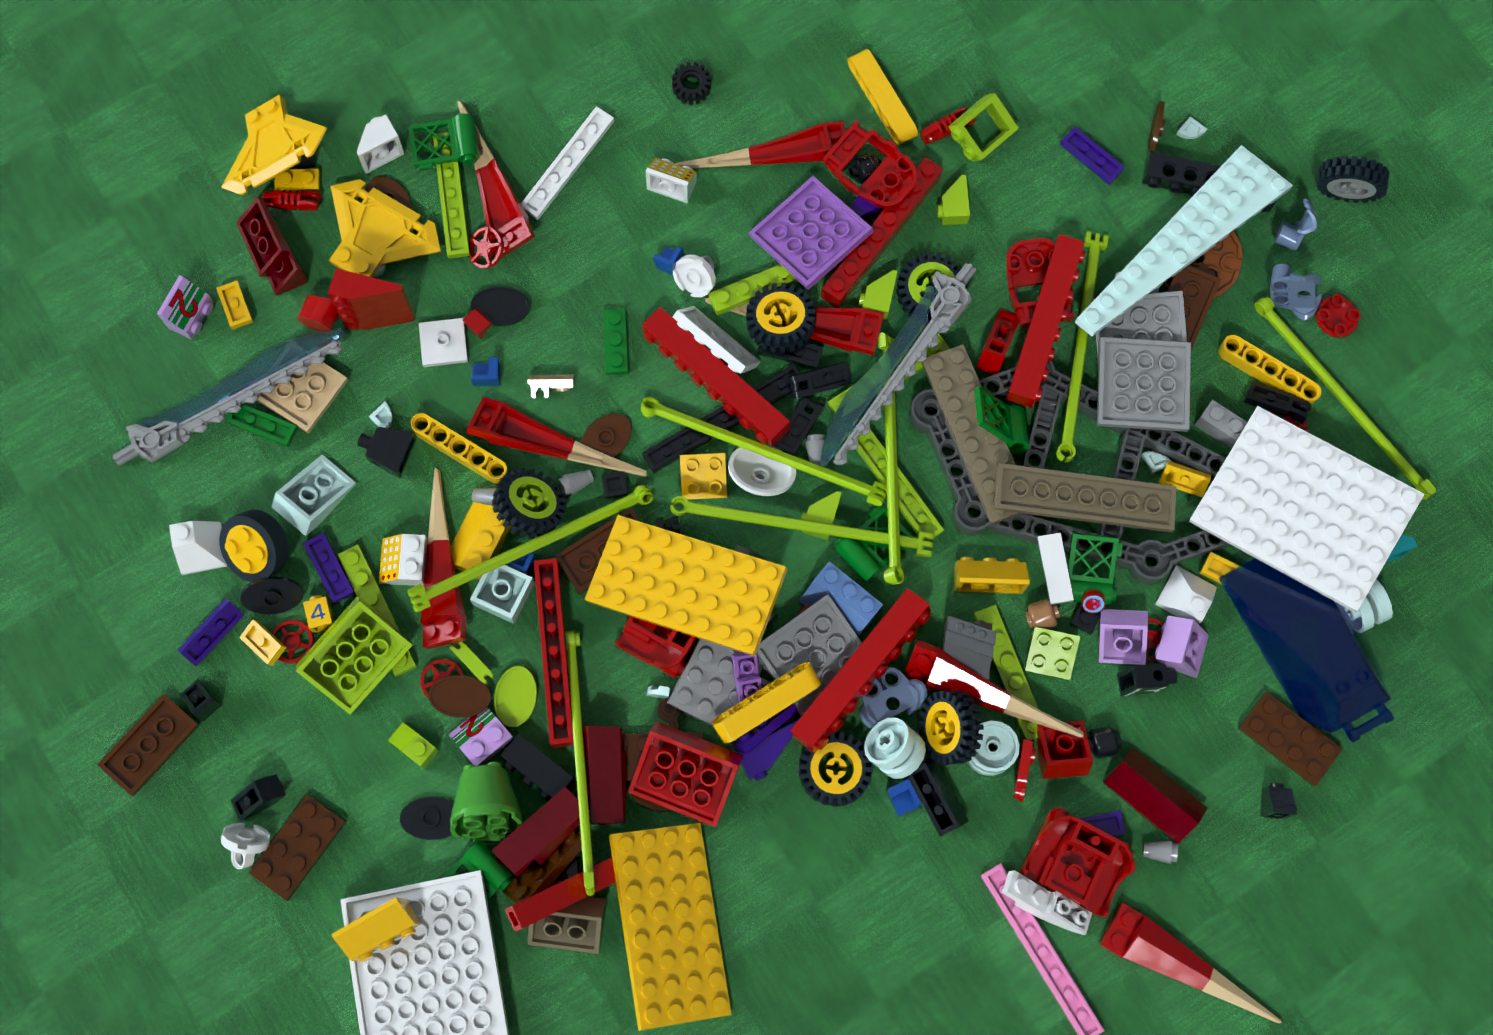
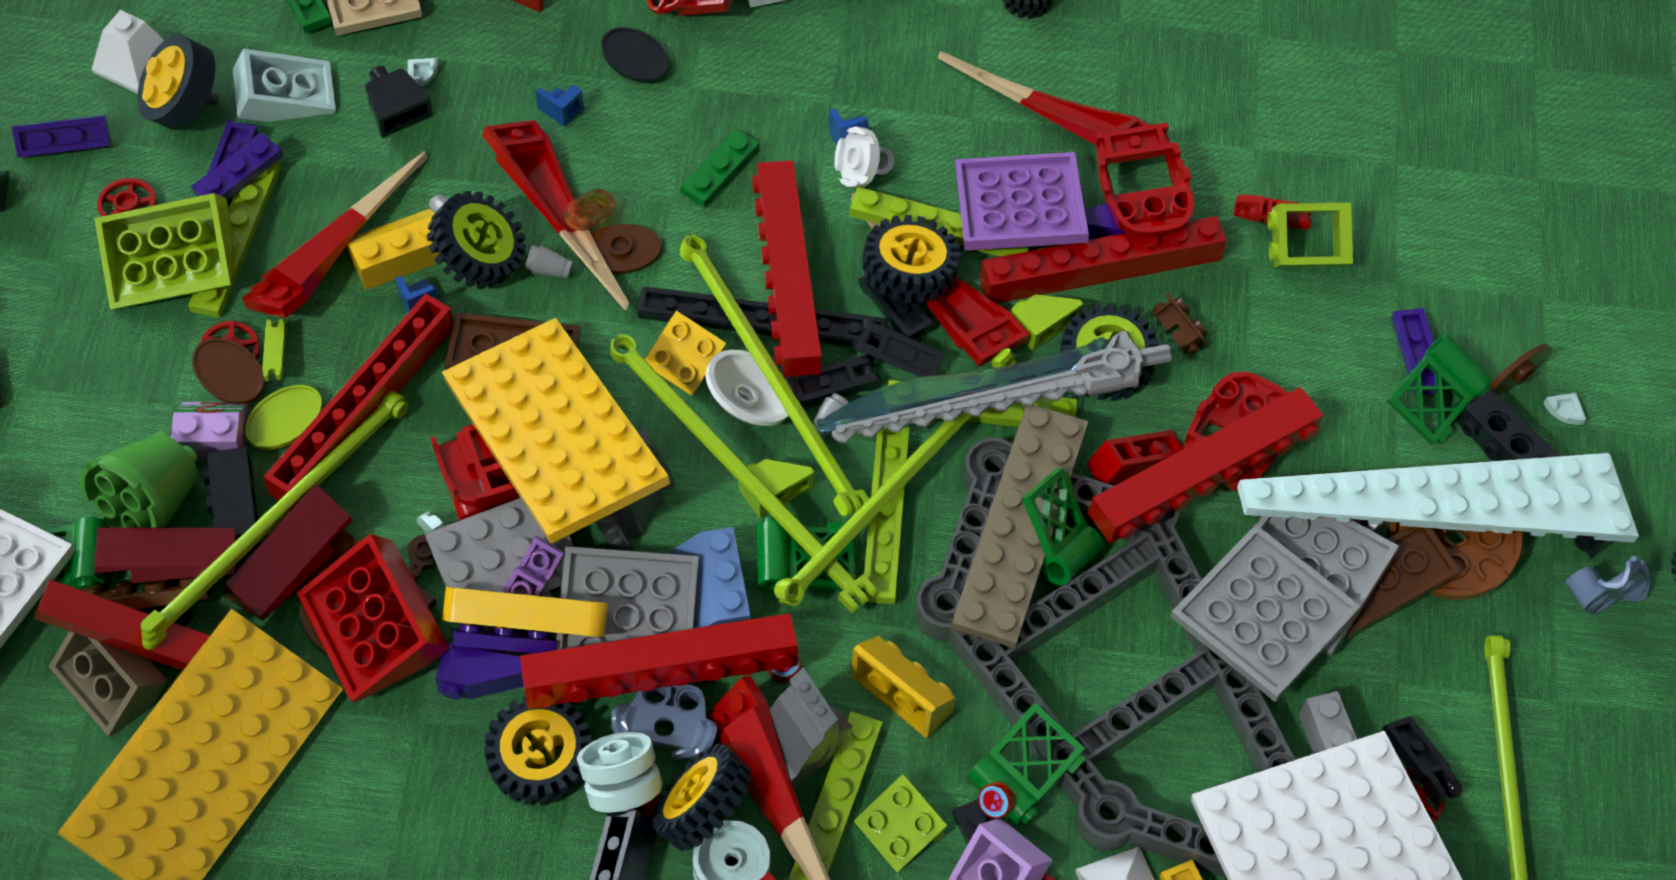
camera: 40 degrees right, 15 degrees down
(262, 642) = (97, 179): yellow plate -> none
(271, 595) = (149, 143): black piece -> none
(318, 613) = (173, 187): yellow brick -> none
(343, 570) = (239, 168): none -> dark purple plate
(403, 560) = (308, 208): white slope -> none
(413, 745) = (137, 386): lime slope -> none
(421, 596) = (431, 276): lime hinge -> none
(427, 818) = (68, 458): black piece -> none
(443, 342) = (546, 48): white plate -> none
(453, 440) = (461, 140): yellow beam -> none
(477, 322) = (595, 51): red slope -> none
(503, 592) = (368, 303): light aqua brick -> none
(561, 382) = (608, 151): plate -> none
(570, 434) = (589, 209): none -> clear orange plate
(614, 485) = (584, 295): black plate -> none
(671, 179) = (920, 58): white slope -> none
(673, 523) = (607, 374): black wheel -> none
(719, 342) = (822, 232): white plate -> none
(863, 166) = (1141, 180): black head -> none
(882, 97) = (1225, 137): yellow beam -> none
(903, 797) = (583, 839): blue panel -> none
(955, 204) = (1213, 289): lime slope -> none
(963, 240) = (1189, 333): none -> reddish brown hinge
(1042, 614) = (927, 772): medium nougat head -> none
(1055, 568) = (982, 728): white tile -> none
(1081, 345) = (1115, 603): lime hinge -> none
(1085, 497) = (1085, 677): dark tan plate -> none
(1122, 154) = (1459, 374): none -> green piece
(1154, 461) = (1214, 717): light aqua tile -> none
(1185, 478) = (1228, 753): yellow plate -> none
(1263, 360) = (1441, 704): yellow beam -> none
(1285, 290) = (1536, 636): sand blue piece -> none
(1337, 316) = (1582, 725): red dish -> none

